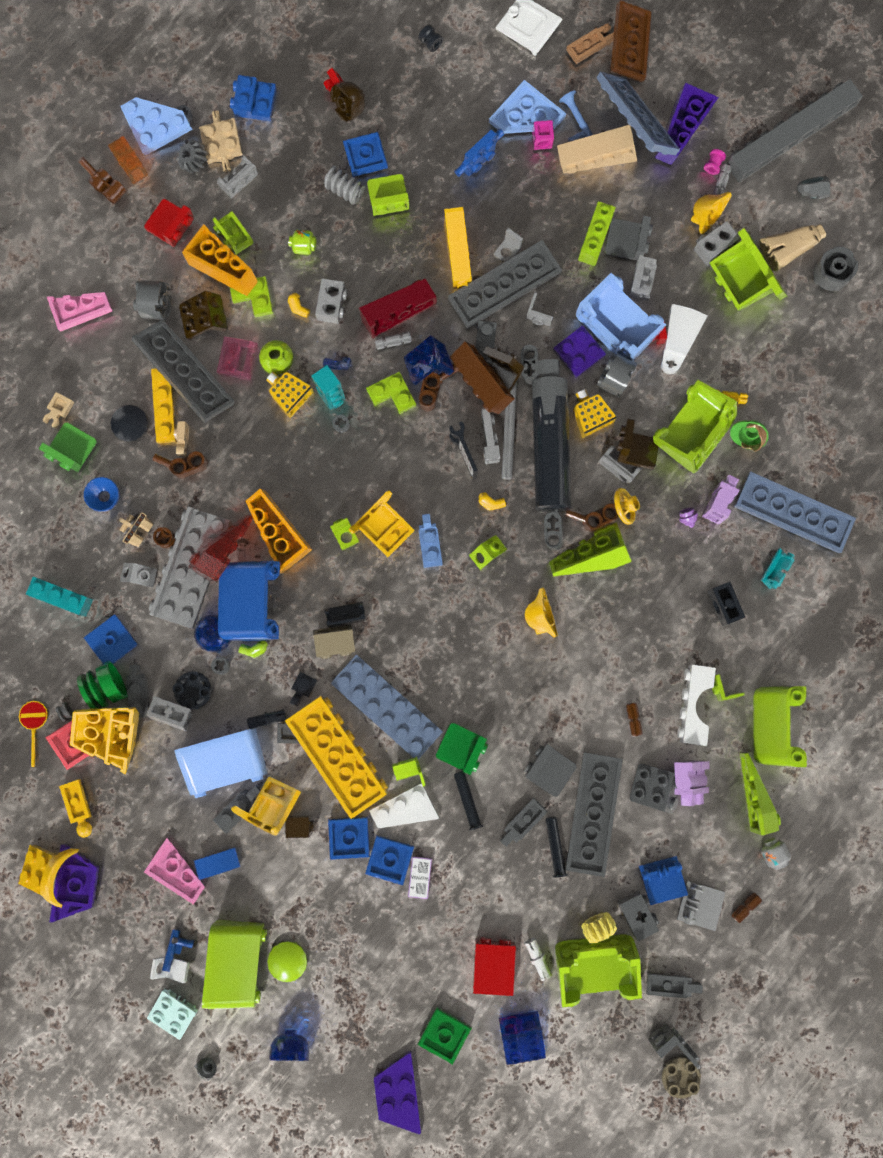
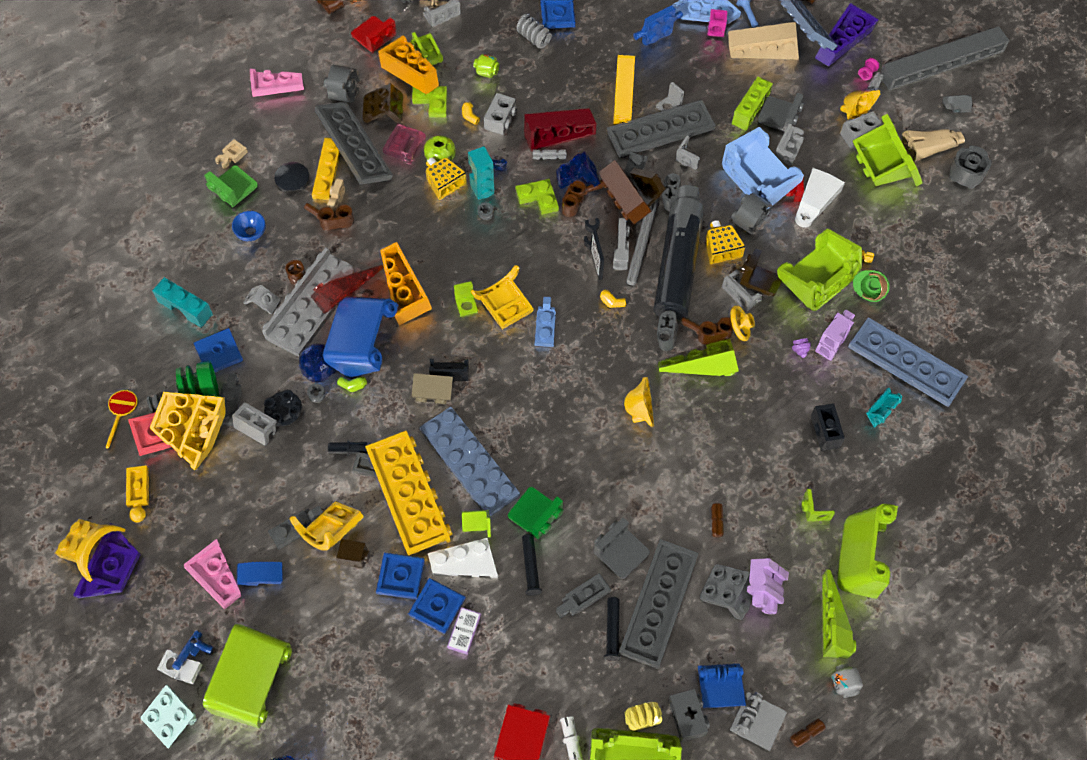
camera: 10 degrees right, 20 degrees down
(131, 537) = (265, 264): tan hips -> none
(221, 762) = (292, 472): light blue windscreen -> none
(287, 961) = (304, 688): lime dish -> none
(303, 686) = (390, 426): black plate -> none
(388, 194) = (570, 45): lime bracket -> none
(489, 549) = (602, 337): lime bracket -> none
(579, 351) = (719, 193): dark purple plate -> none
(692, 728) = (778, 539): white arch -> none

